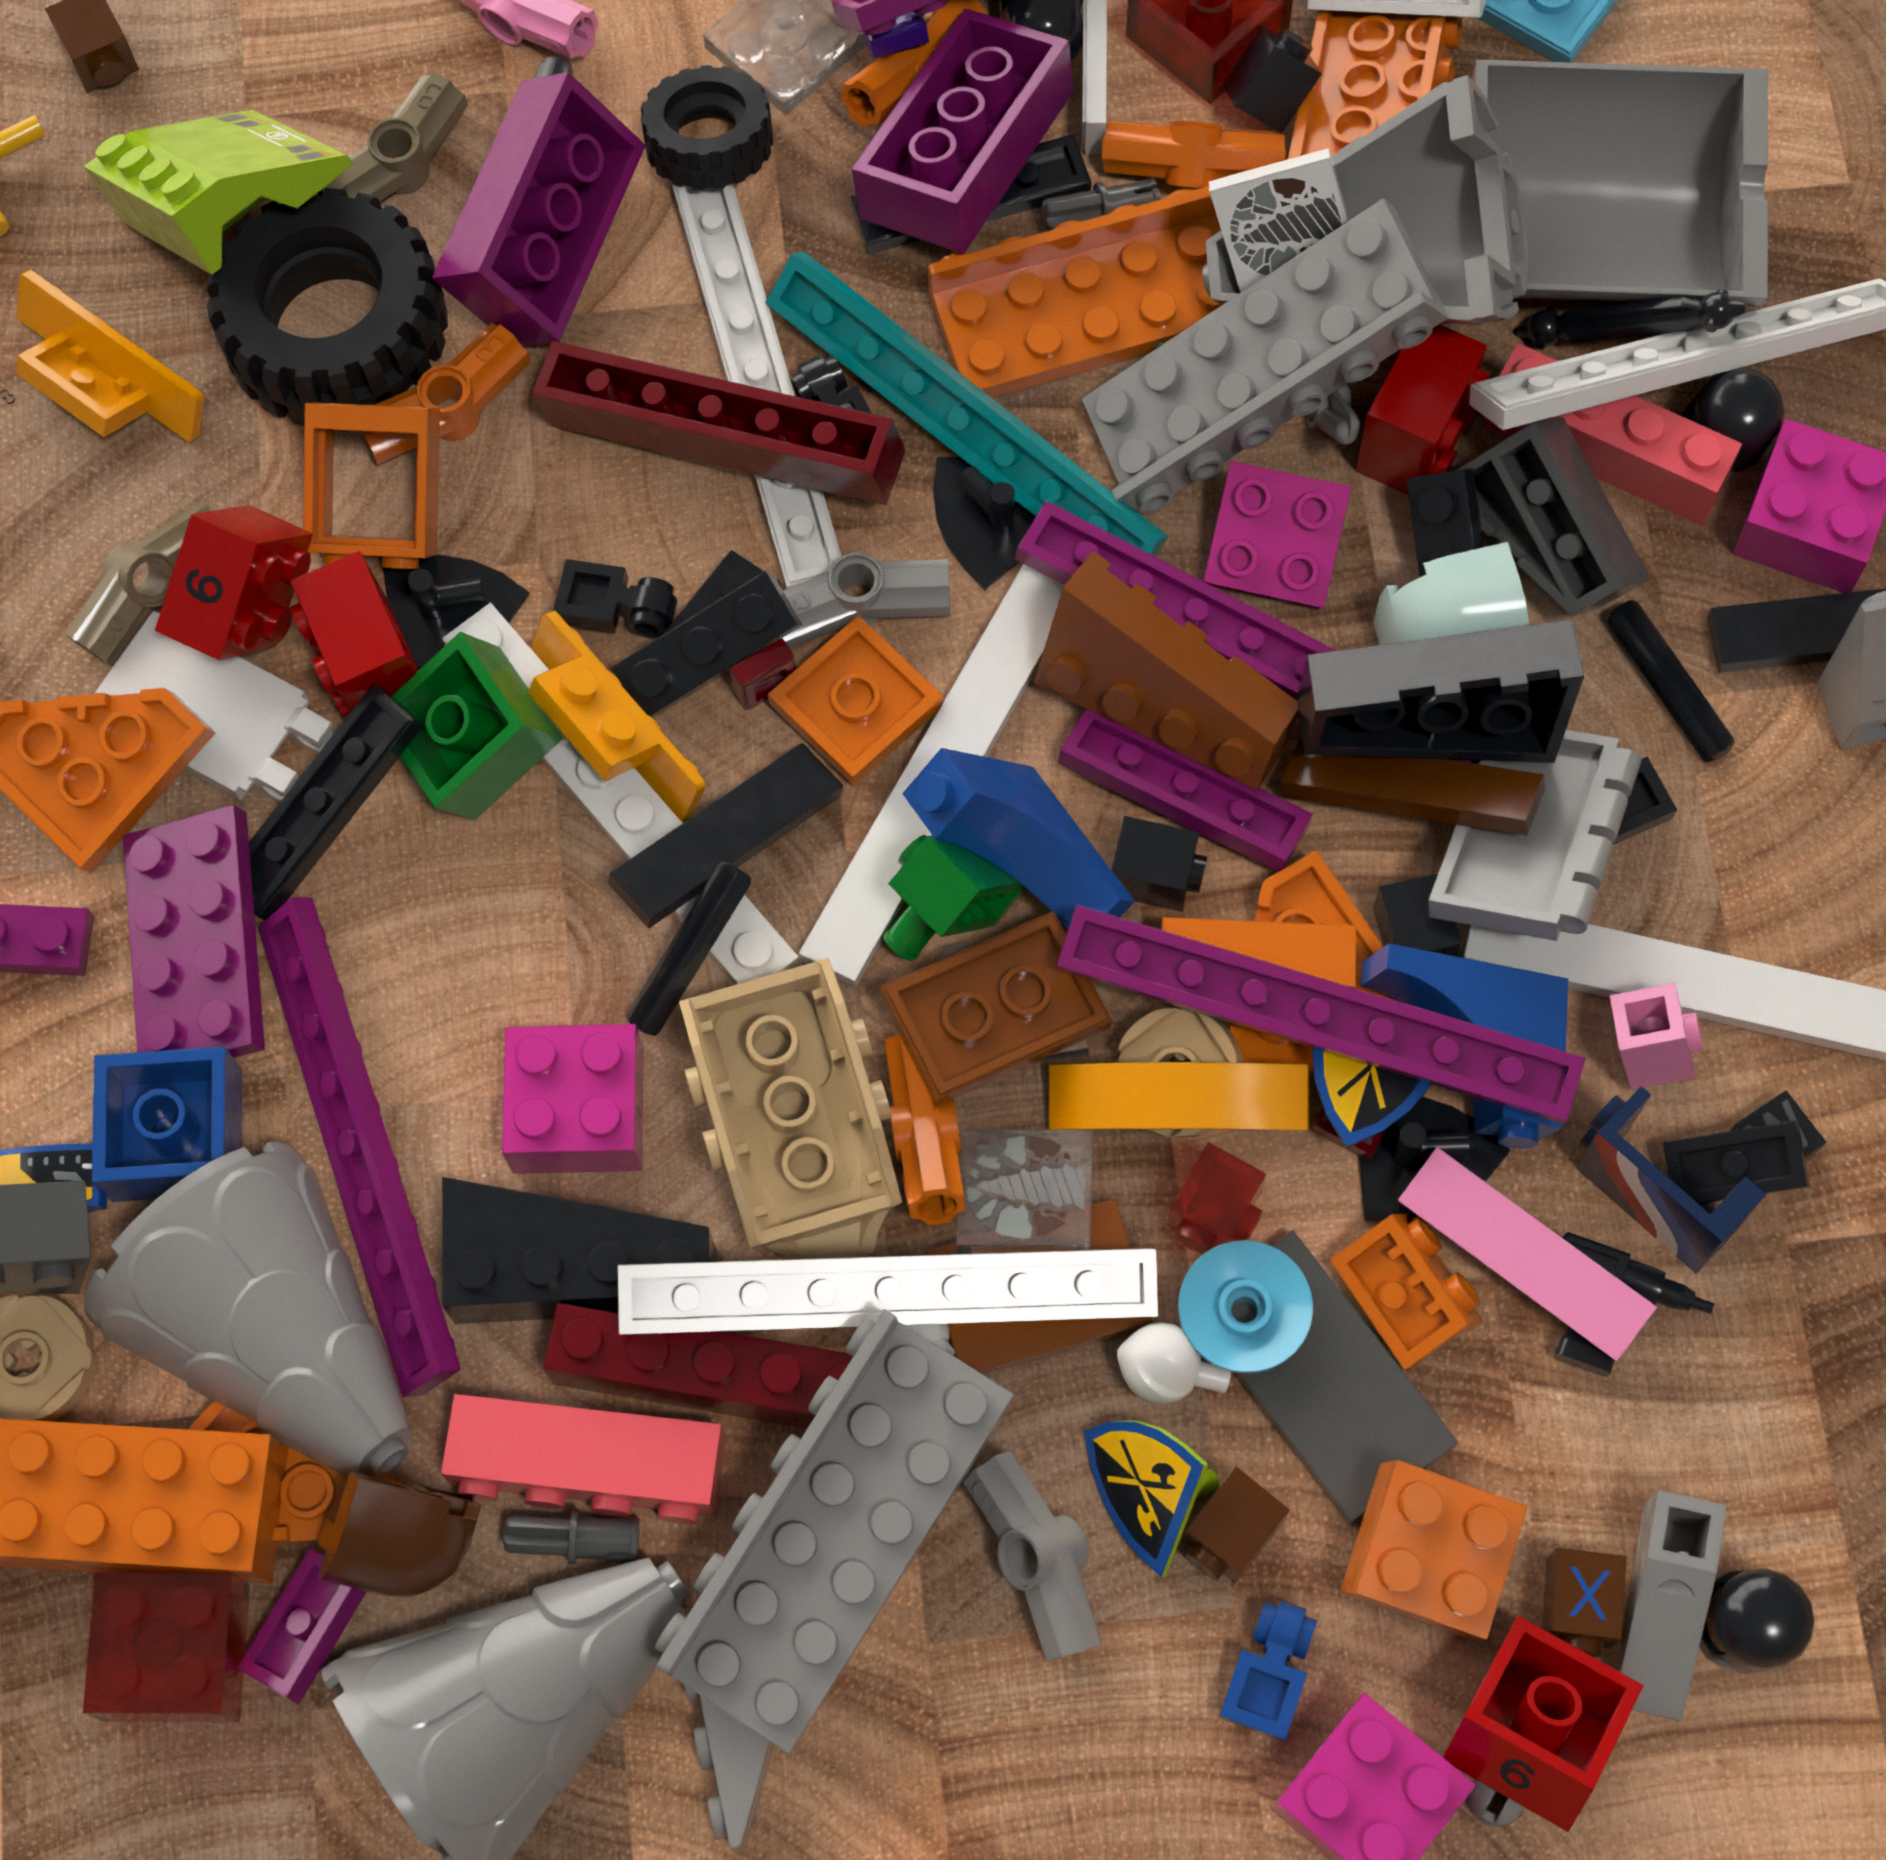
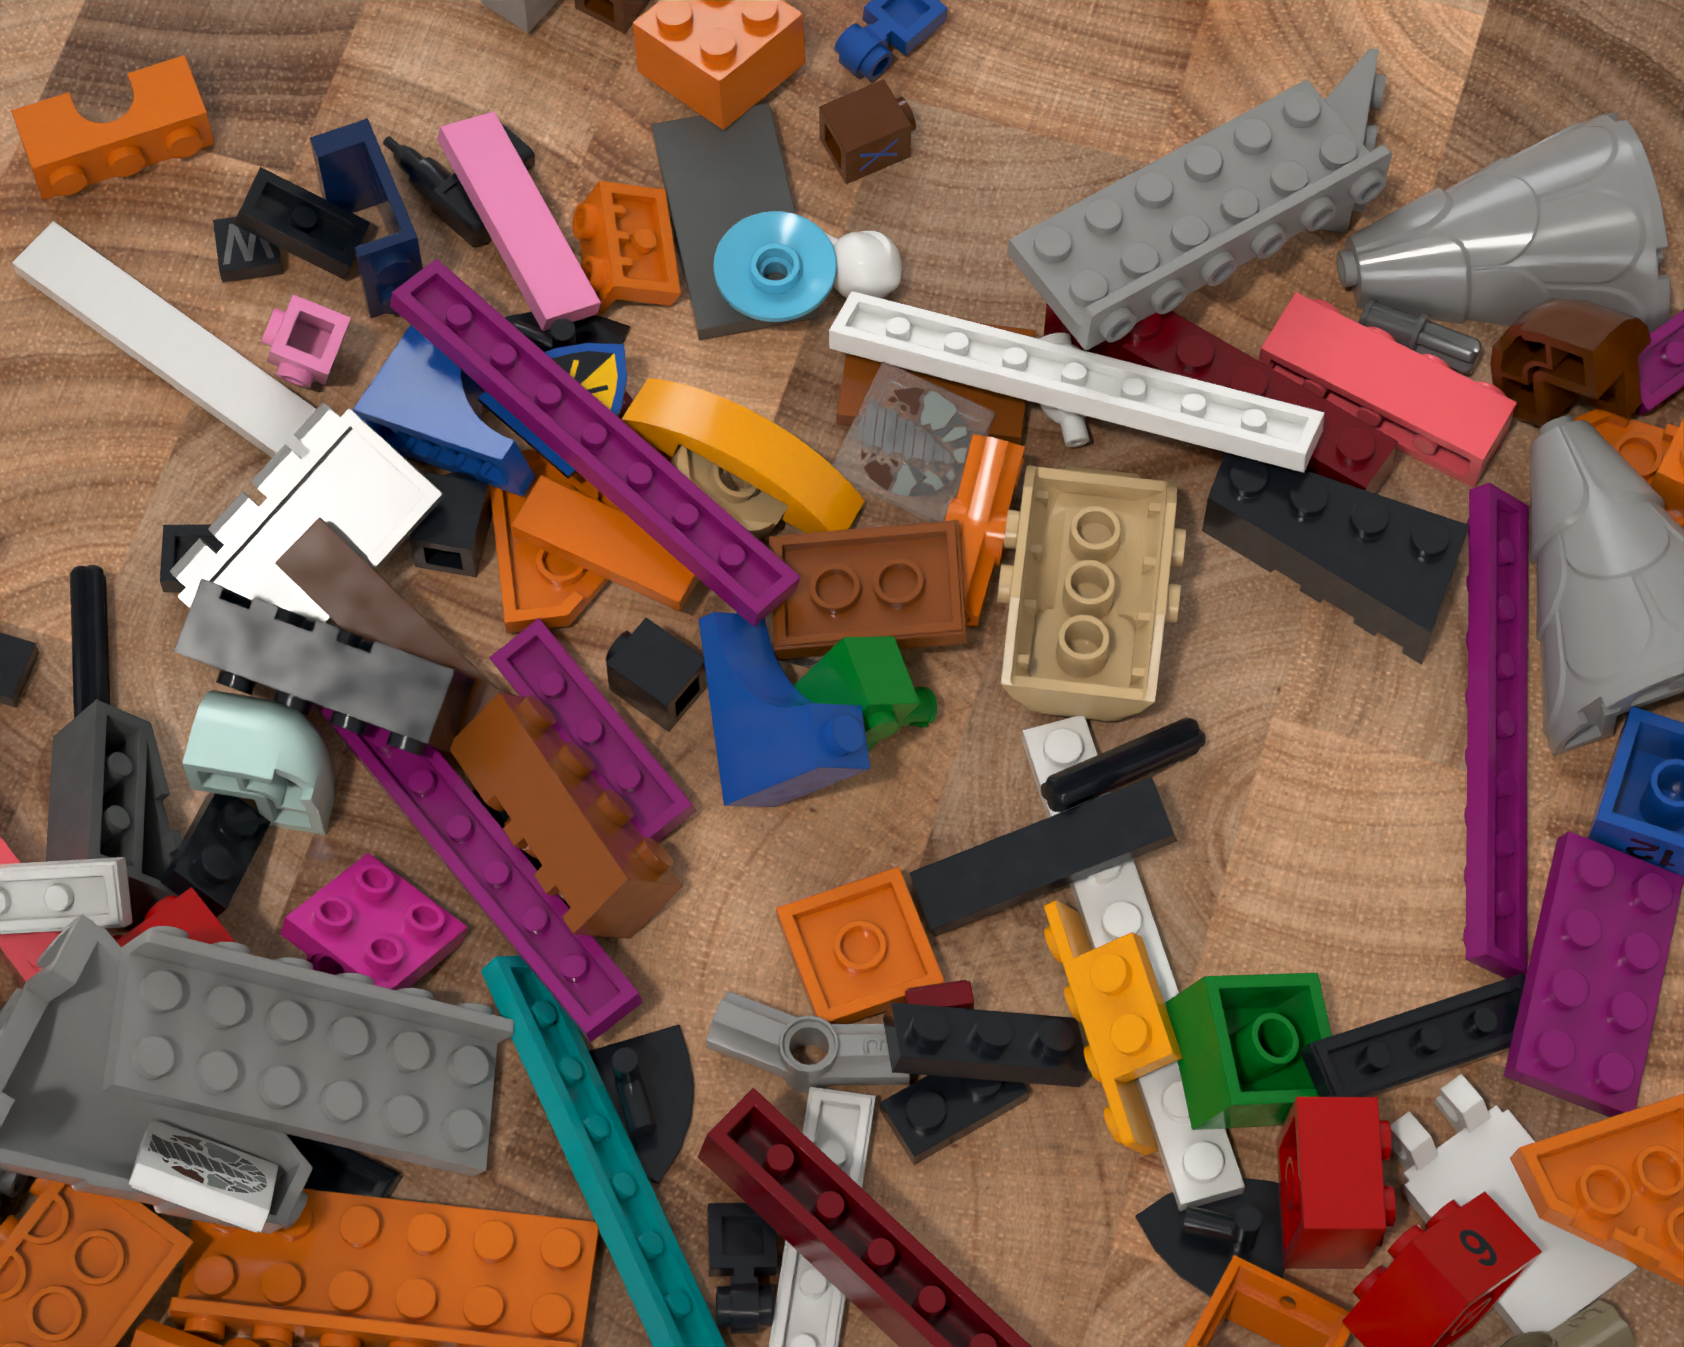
camera: 160 degrees left, 5 degrees down
(573, 1099) = (1282, 678): dark pink brick -> none
(598, 593) = (1070, 1165): black plate -> none
(966, 722) = (812, 852): white tile -> none
(1037, 1555) = (1037, 157): light grey piece -> none
(1147, 1485) = (924, 179): shield -> none
(1217, 1201) = (754, 362): clear red brick -> none

